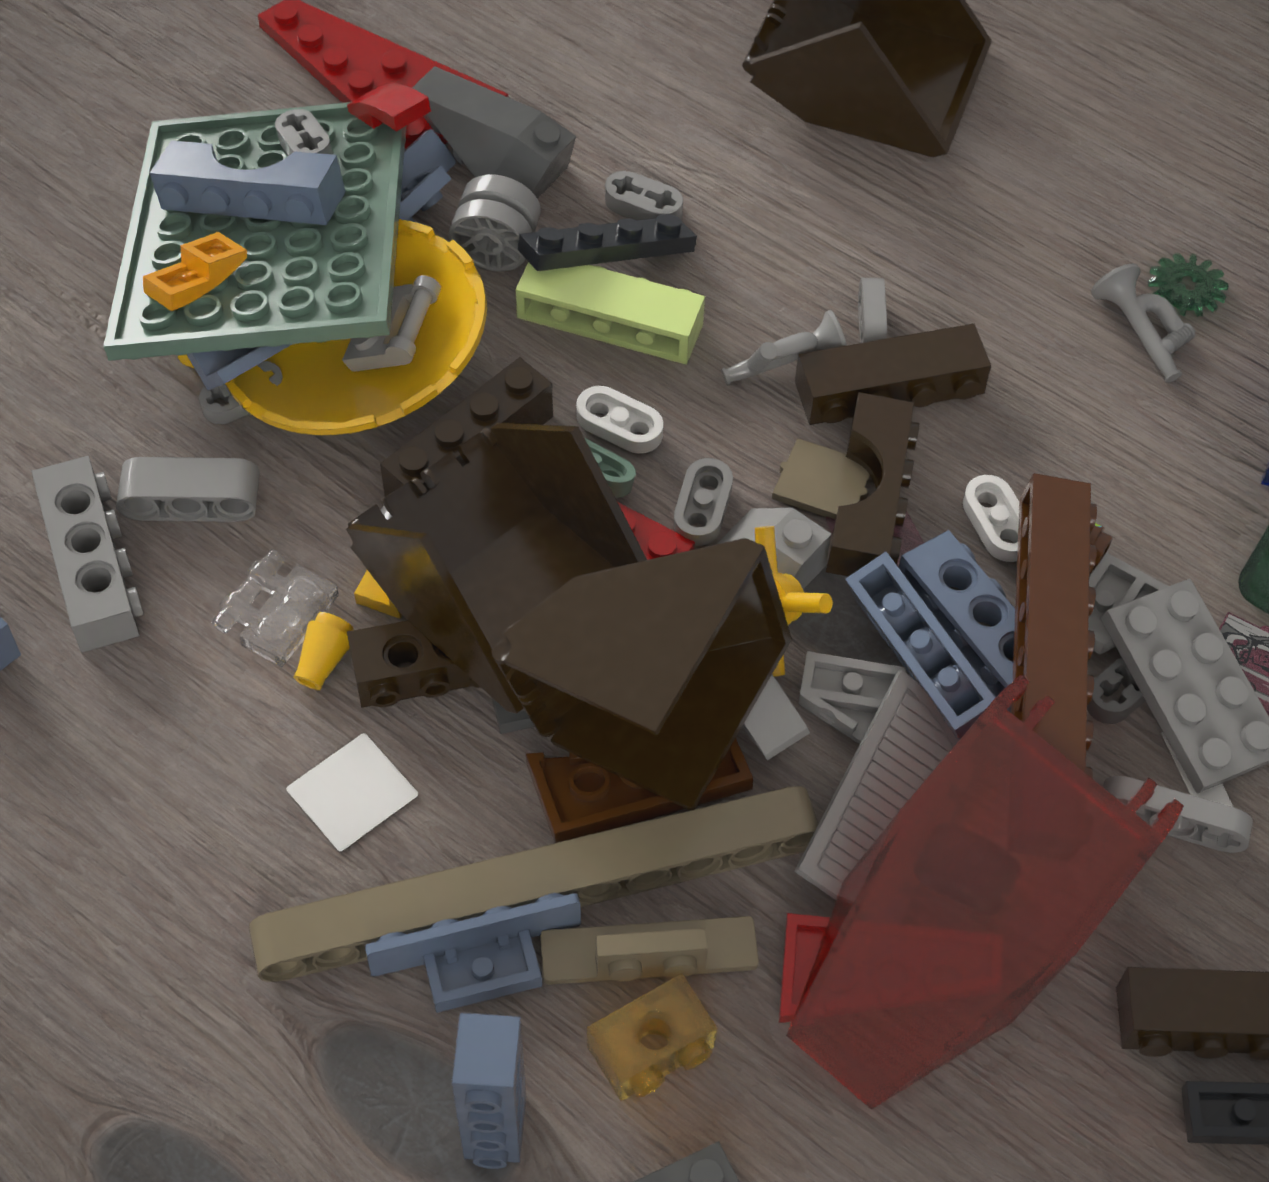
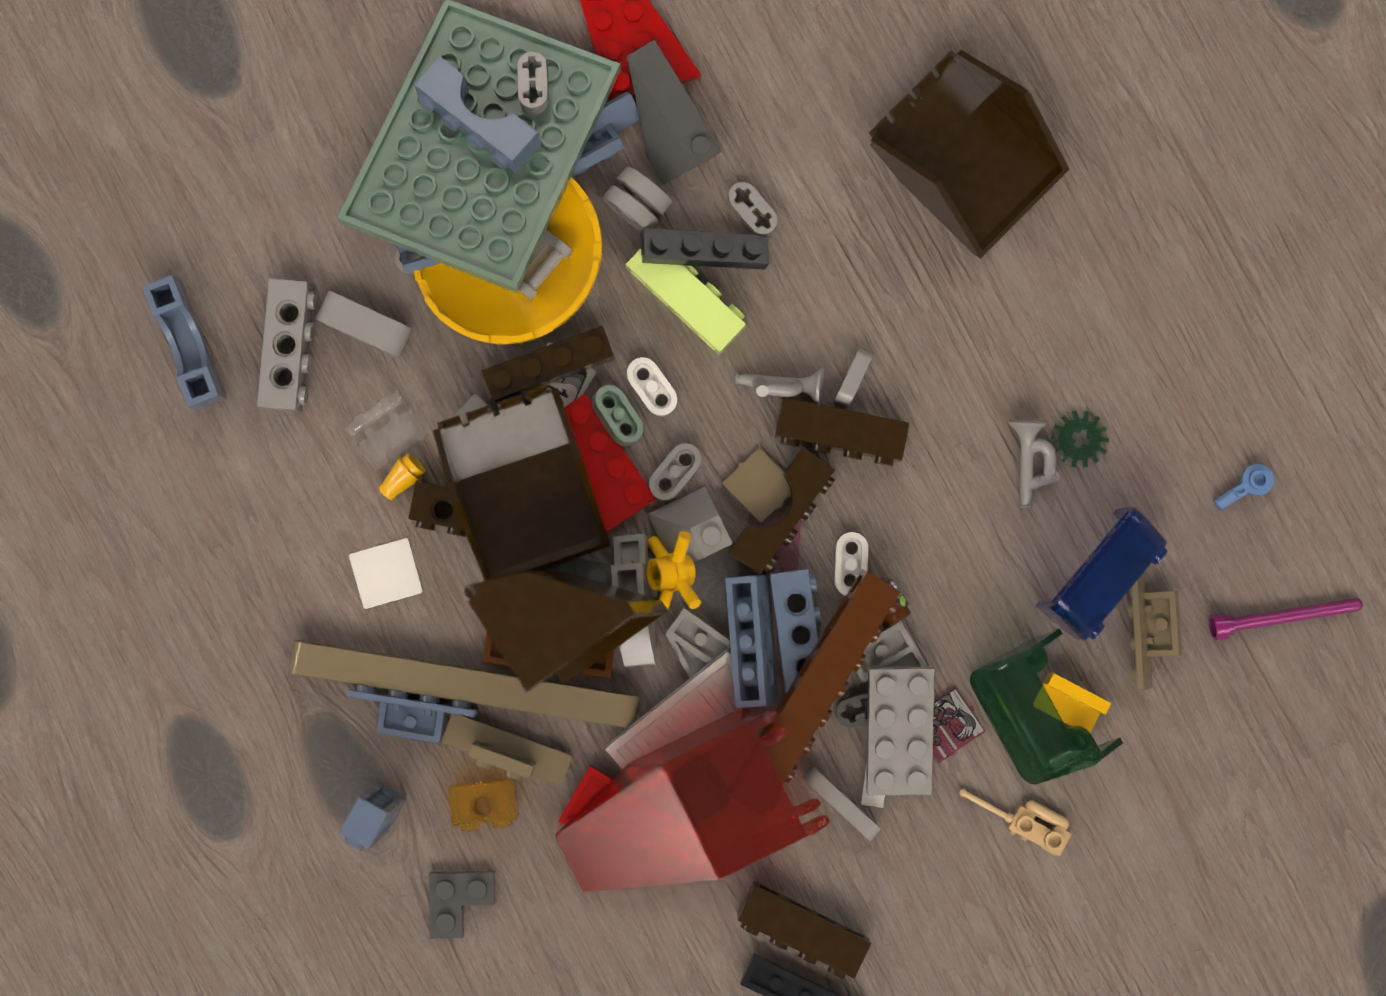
camera: 25 degrees right, 30 degrees up
(201, 269) = (415, 183): light orange slope -> none
(391, 105) = (601, 79): red slope -> none

